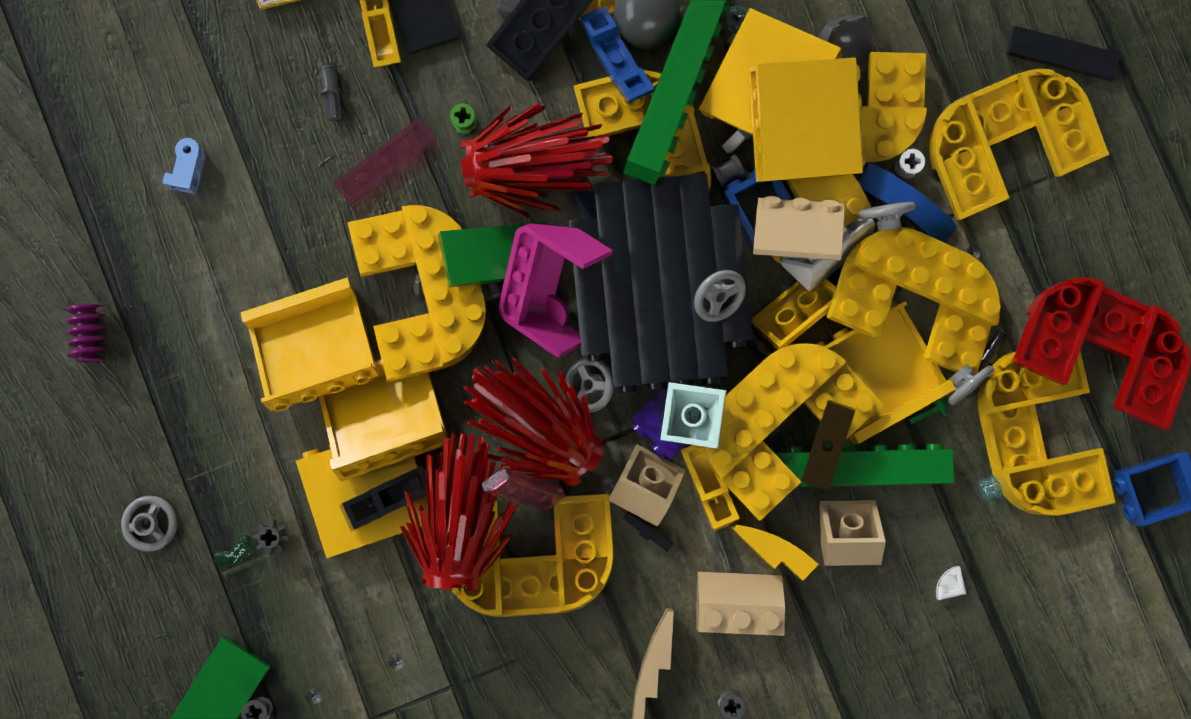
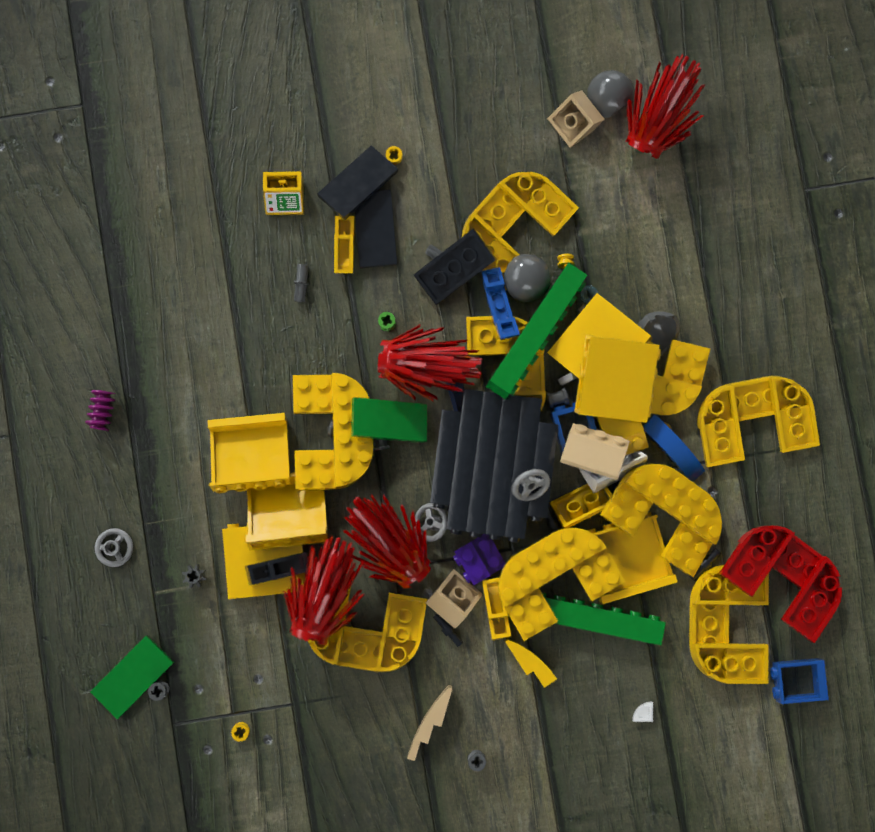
camera: 10 degrees right, 0 degrees up
(187, 167) = (193, 312): light blue leg -> none
(238, 553) = (169, 582): clear green arm -> none
(385, 161) = (327, 338): clear pink tile -> none
(523, 489) = (370, 584): clear pink tile -> none
(533, 279) = (407, 444): dark pink windscreen -> none
(693, 415) = (495, 560): light aqua slope -> none
(740, 603) = (498, 693): tan slope -> none
(823, 460) = (575, 609): dark brown tile -> none
(851, 533) = (584, 662): tan slope -> none
(887, 215) = (657, 454): light grey piece -> none
(915, 158) = (686, 417): white bush -> none
(939, 405) = (664, 590): green piece -> none
(967, 382) = (686, 579): light grey piece -> none
(989, 487) = (685, 653): clear light blue bush -> none
(1063, 53) = (805, 368): black tile -> none

